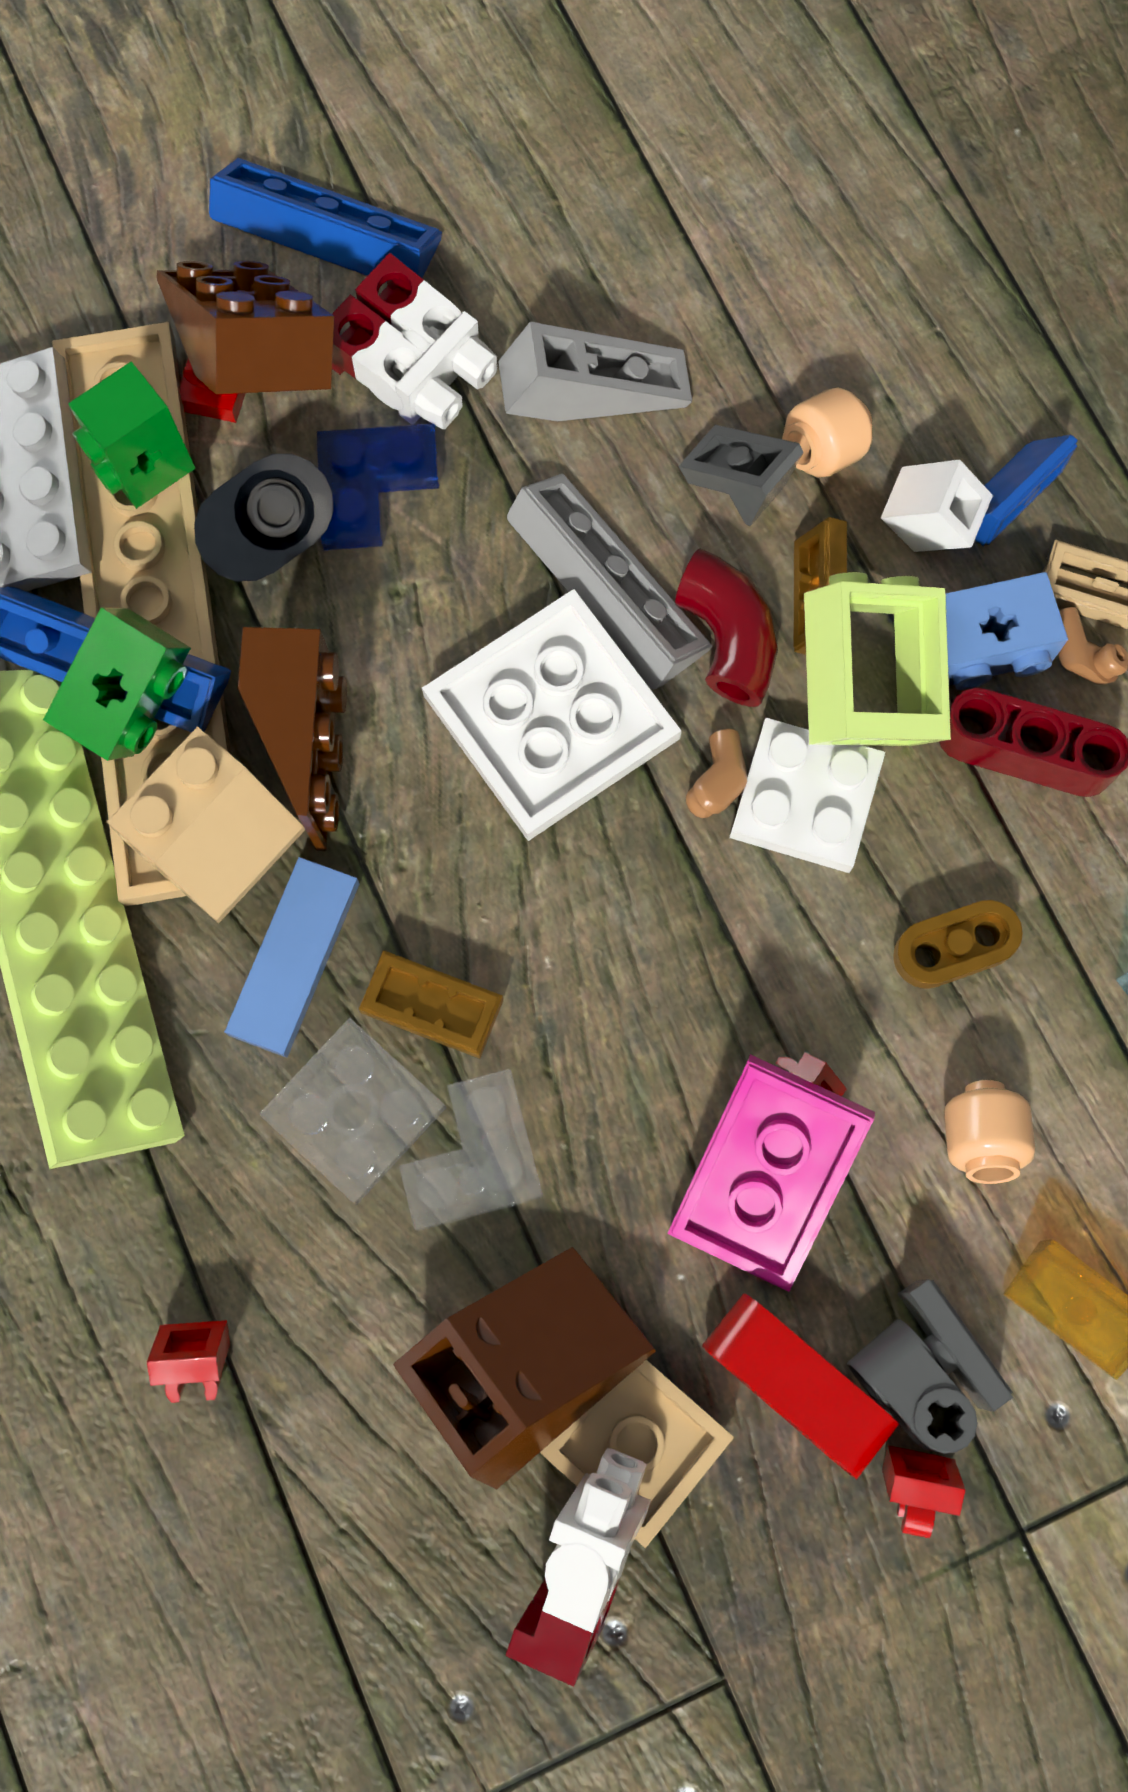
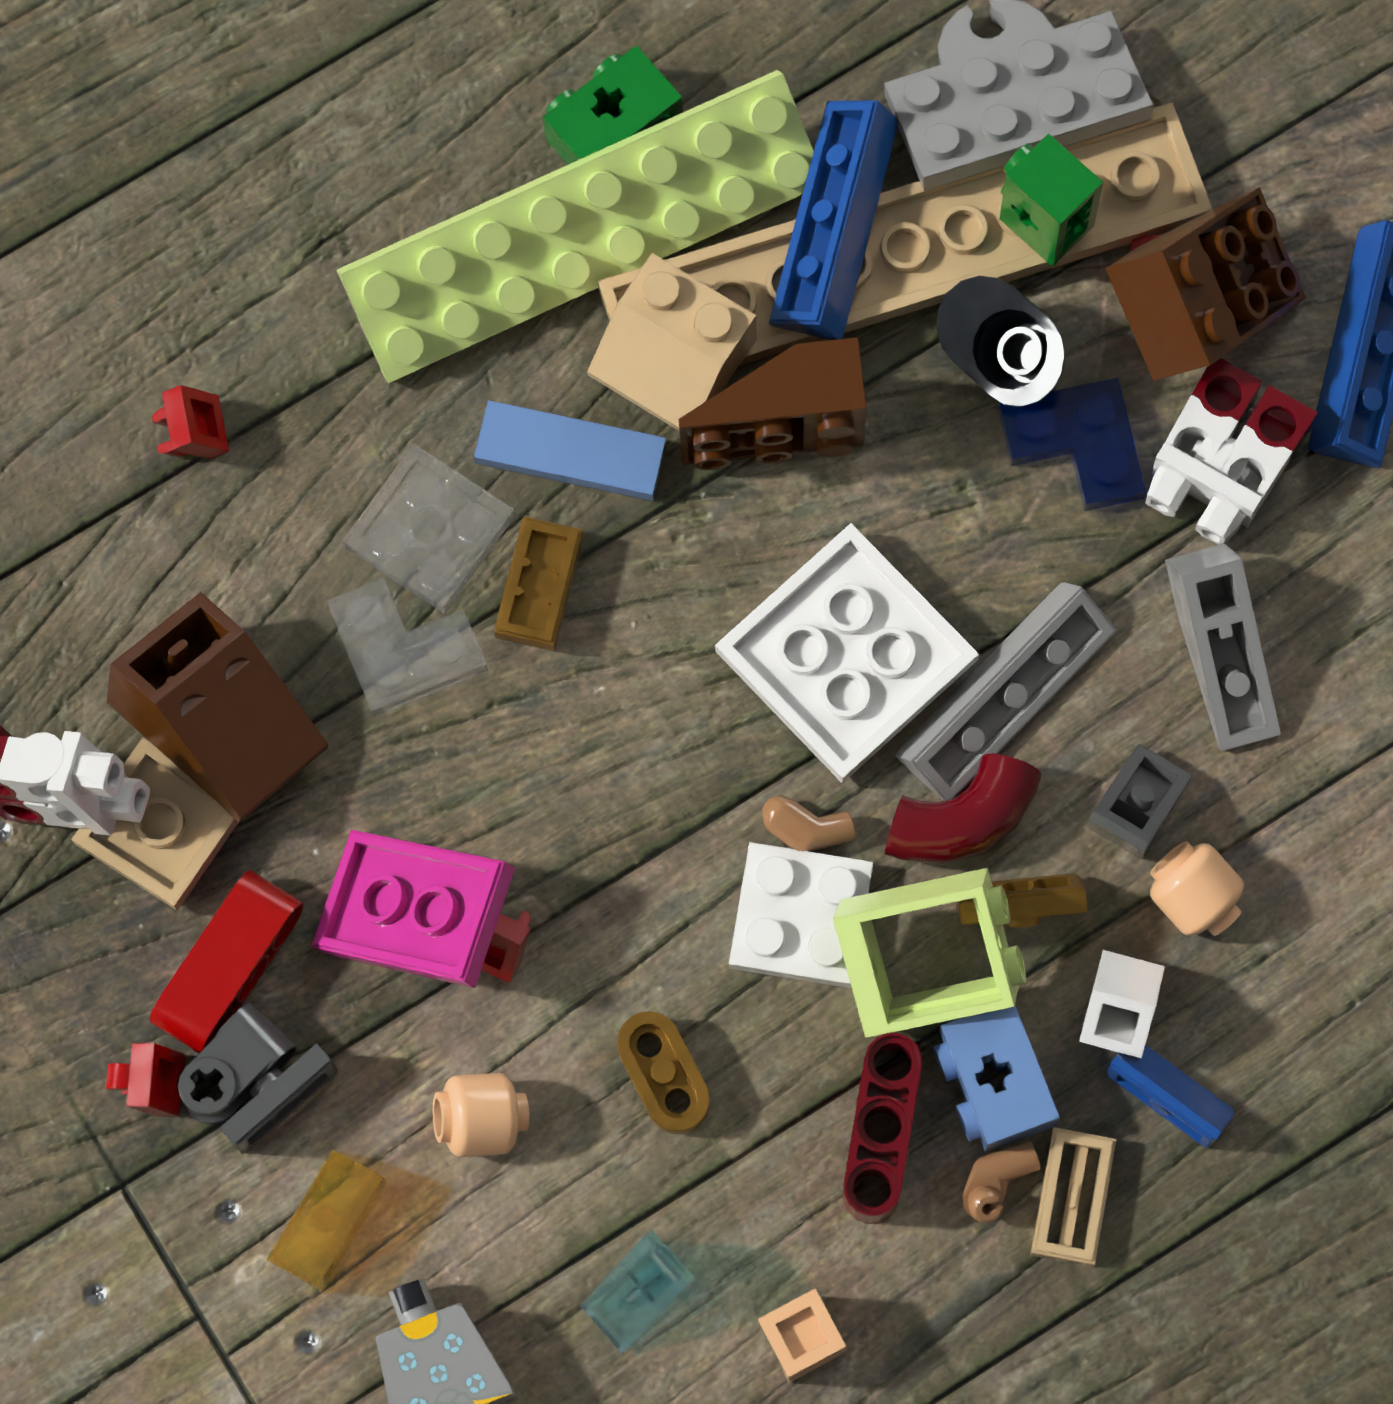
camera: 85 degrees right, 0 degrees up
(91, 698) = (793, 238): brick -> none

